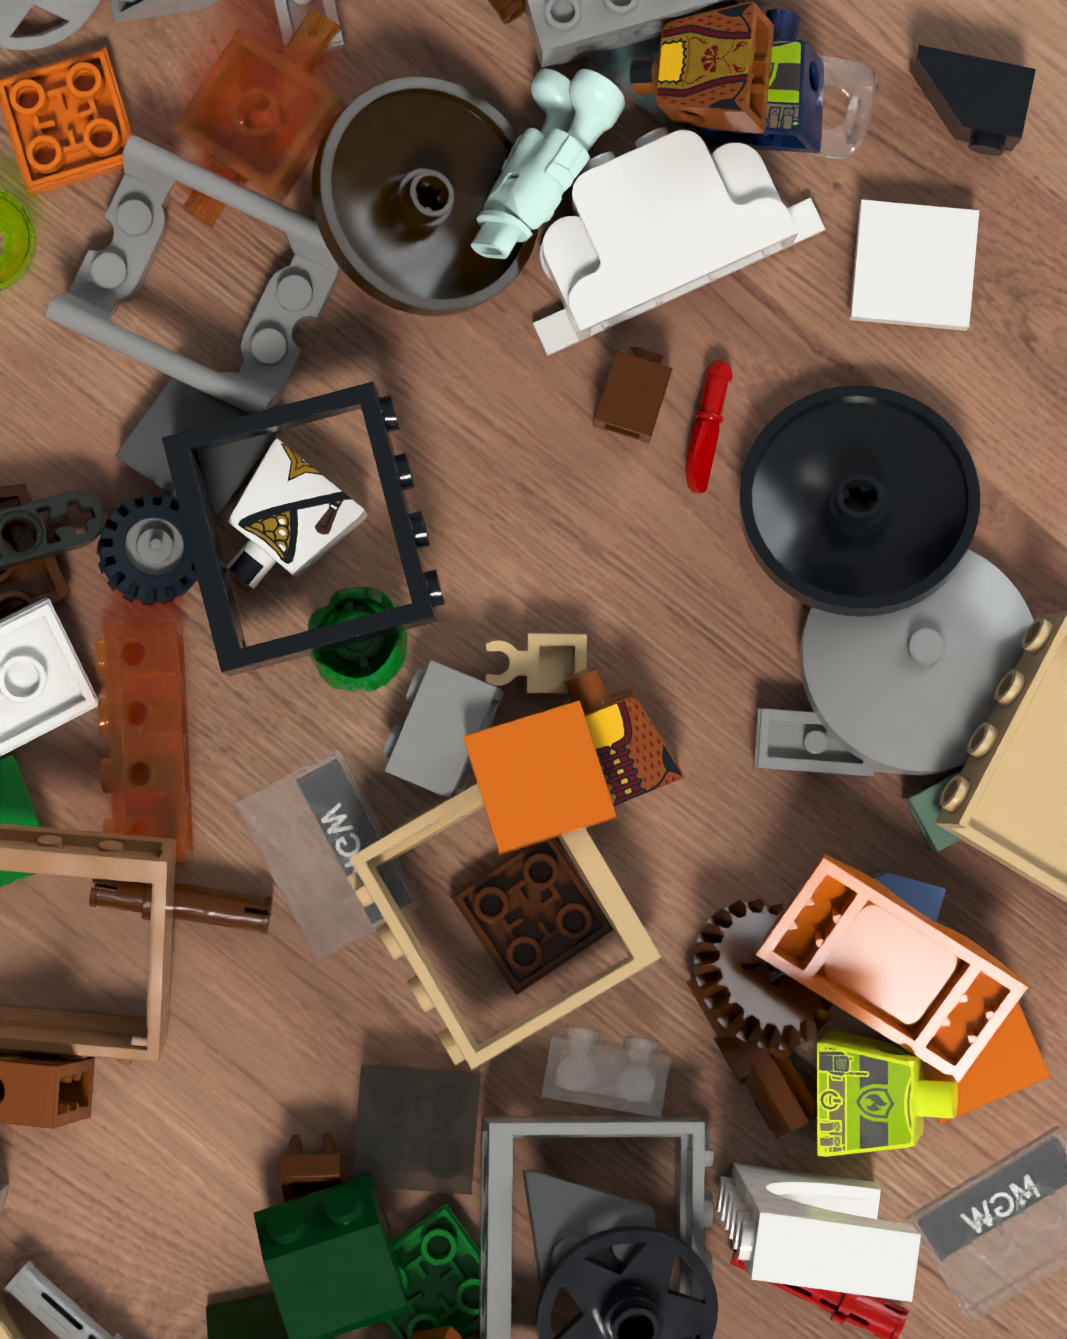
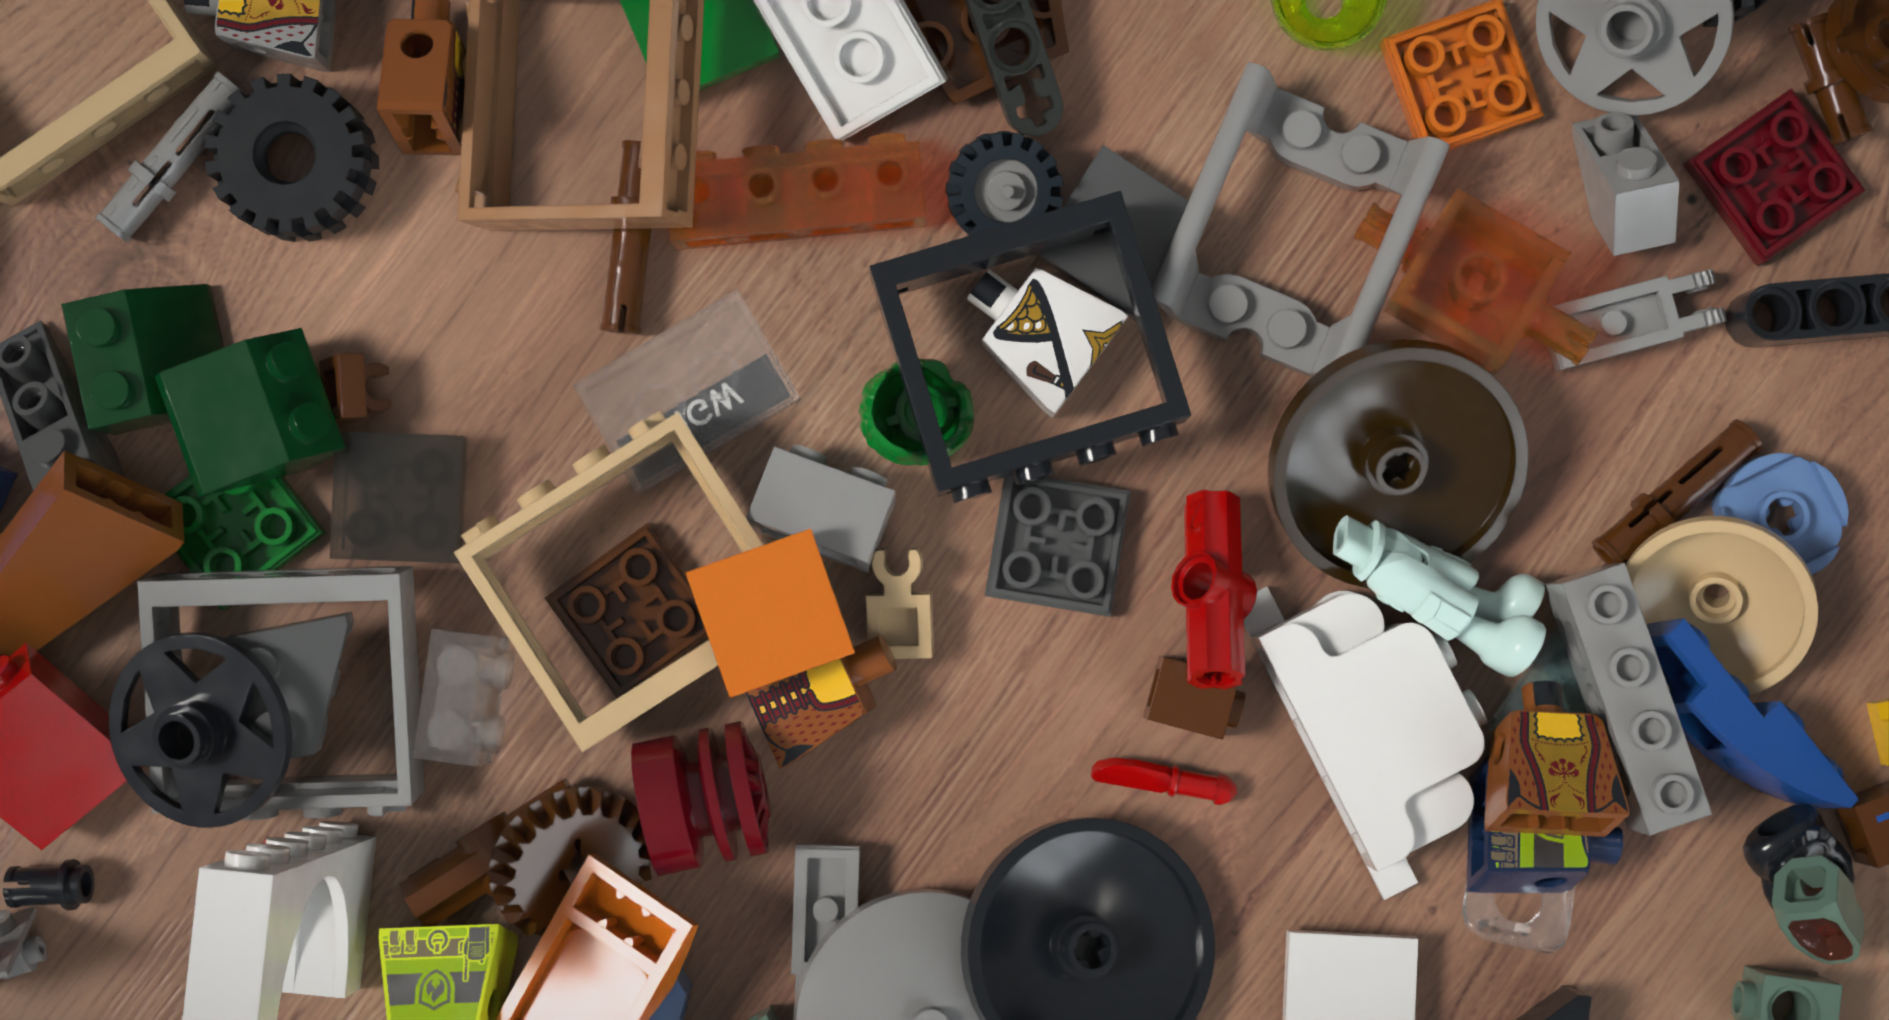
camera: 90 degrees right, 0 degrees up
(136, 1209) = (331, 186): none -> black tyre
(486, 514) = (1058, 544): none -> dark grey tile
(534, 370) = (1214, 590): none -> red piece
(708, 851) = (700, 798): none -> dark red wheel

